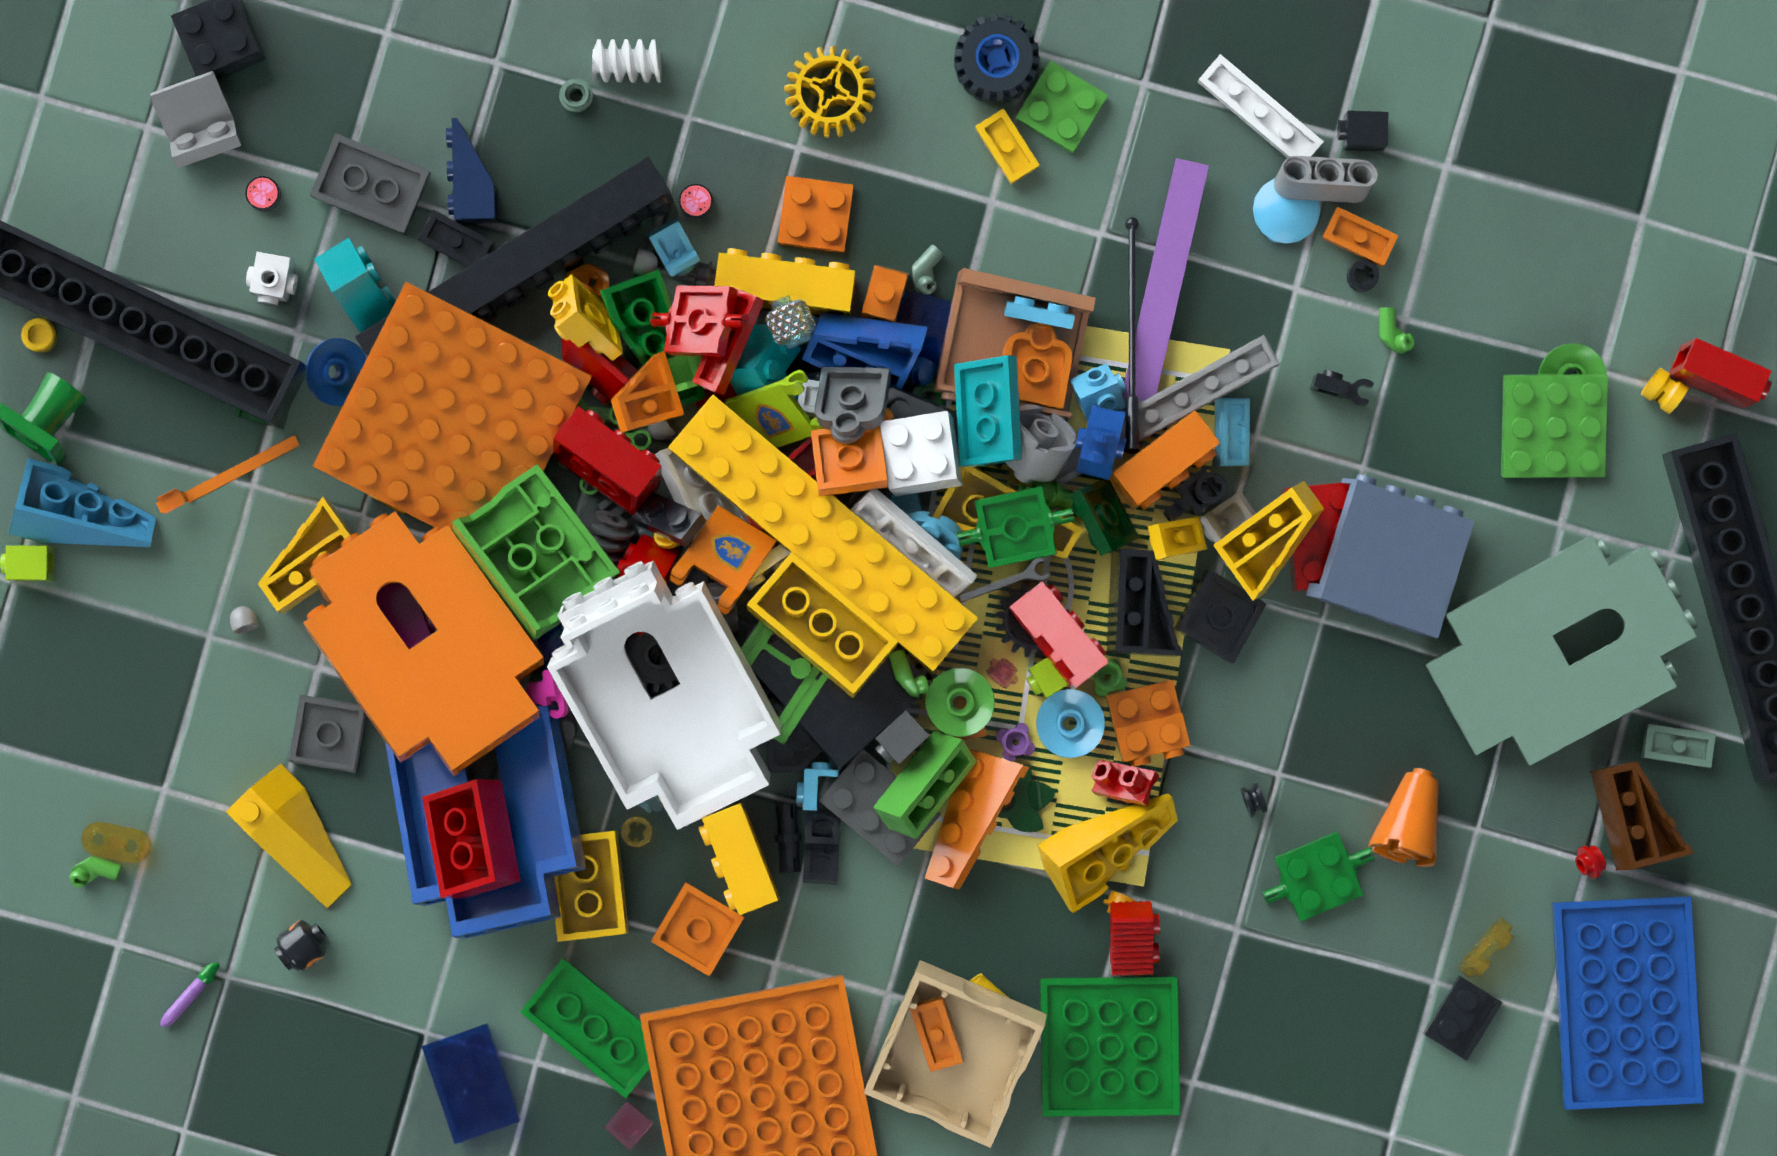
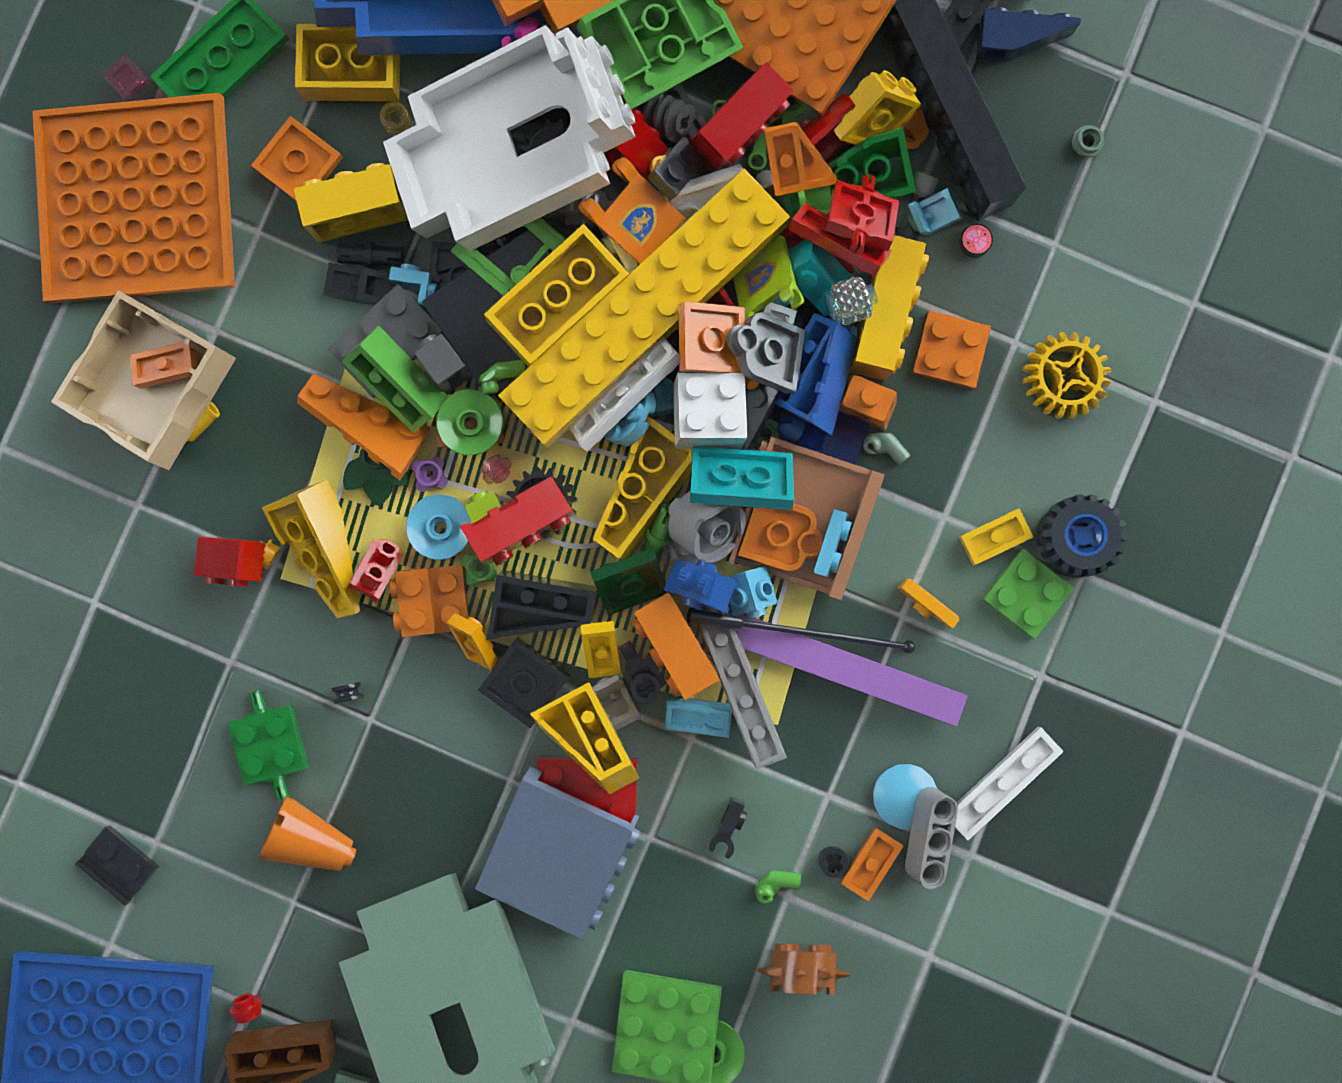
camera: 100 degrees right, 0 degrees up
(627, 61) = (1114, 189): white piece -> none
(1015, 527) = (628, 492): green plate -> none
(1028, 574) = (582, 501): dark grey flag -> none
(1086, 210) = (927, 604): none -> light orange plate
(1110, 1046) = (135, 528): green piece -> none
(1184, 672) = (472, 640): none -> light orange plate
(1364, 130) = (973, 881): black brick -> none
(1475, 293) = (803, 970): none -> dark orange brick
(1496, 937) = (184, 903): clear yellow plate -> none

